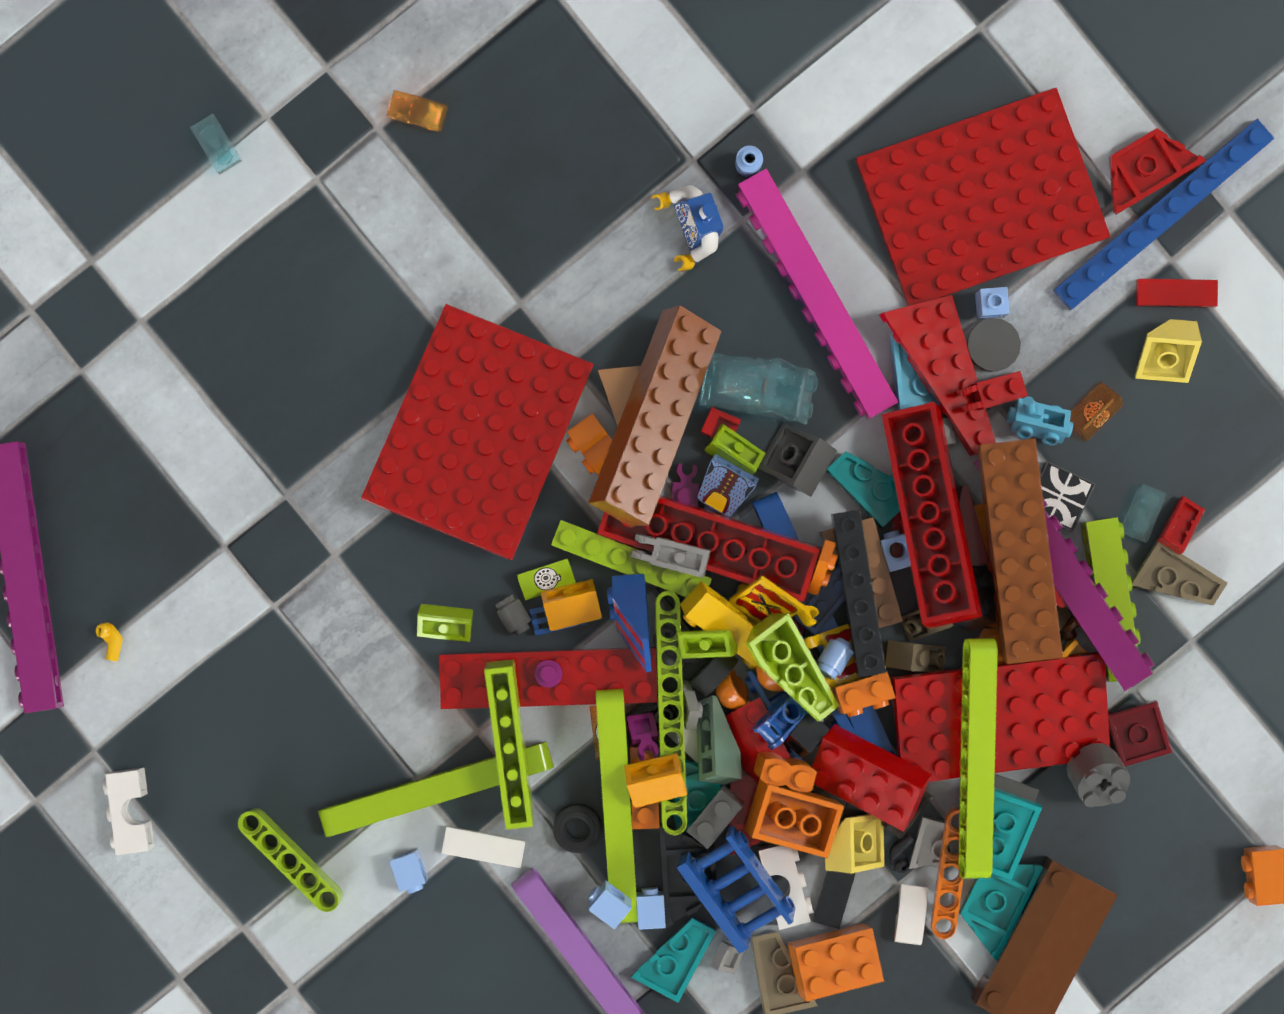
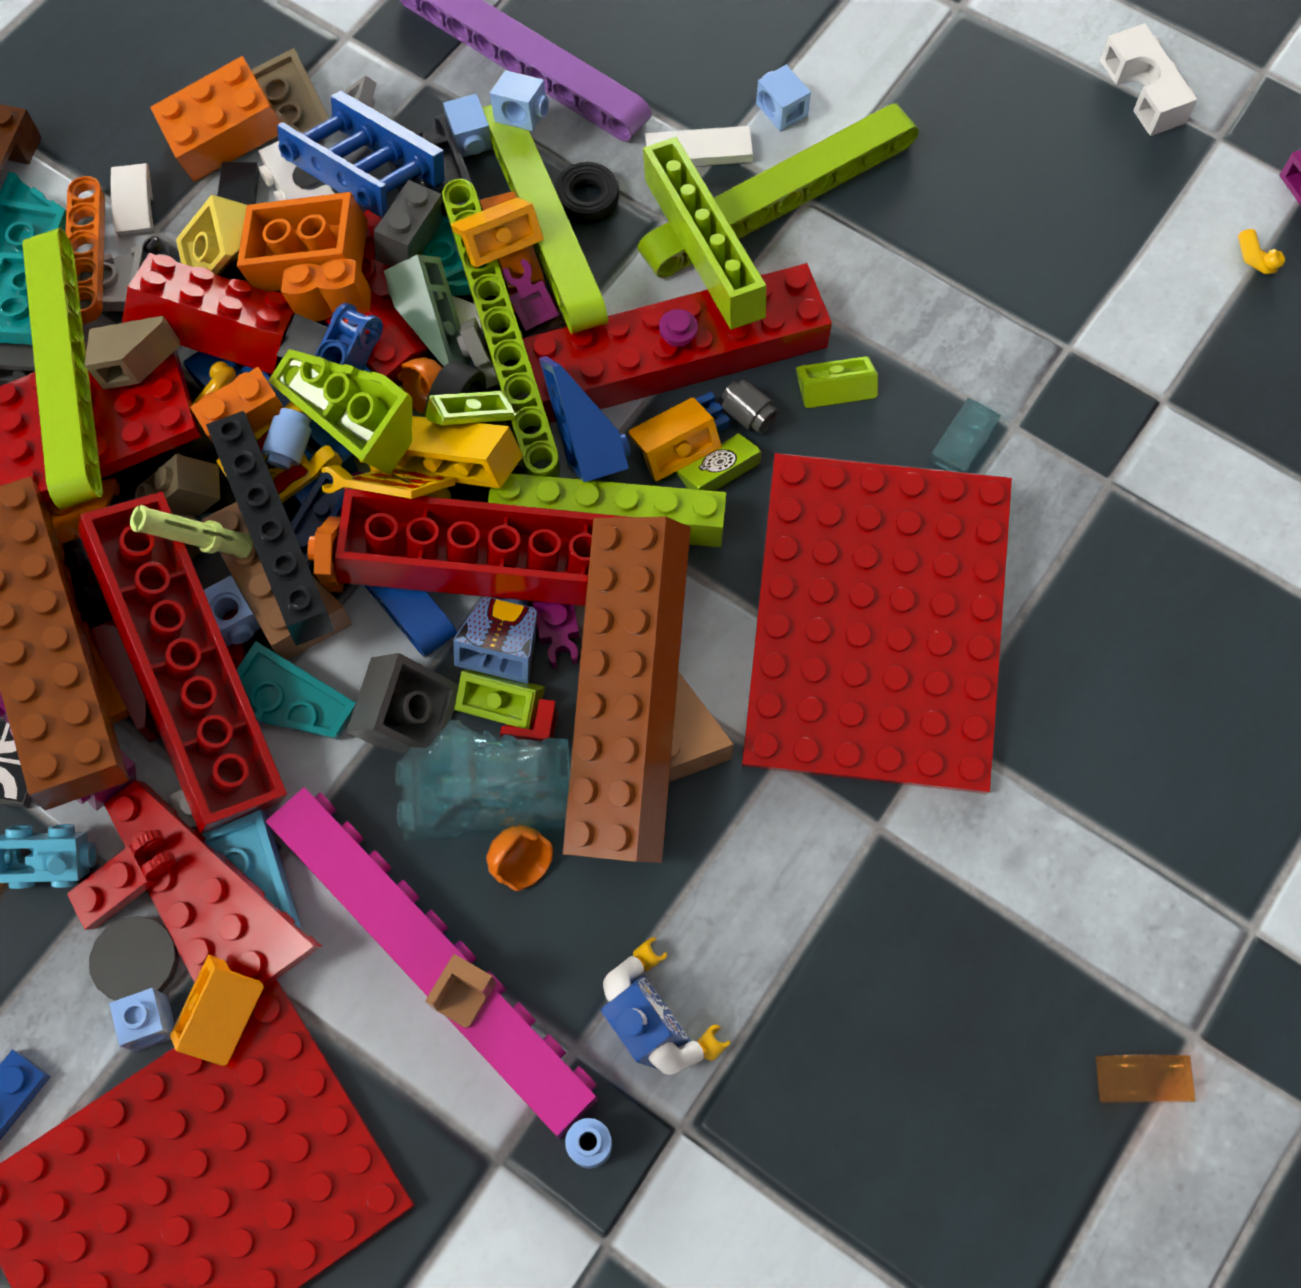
camera: 170 degrees right, 20 degrees down
(277, 857) = (932, 75): lime beam -> none
(372, 554) = (965, 437): none -> clear light blue plate
(591, 441) = (710, 652): orange brick -> none
(674, 555) = (549, 505): light grey hinge -> none
(676, 960) = (423, 82): teal wing -> none
(748, 340) = (519, 857): none -> orange hair
(801, 261) = (461, 991): none -> medium nougat panel
(876, 718) = (221, 376): none -> yellow arm
(899, 590) = (207, 536): none -> yellowish green pin
(930, 749) = (129, 350): none -> dark tan slope
(949, 292) = (215, 1012): none -> light orange panel

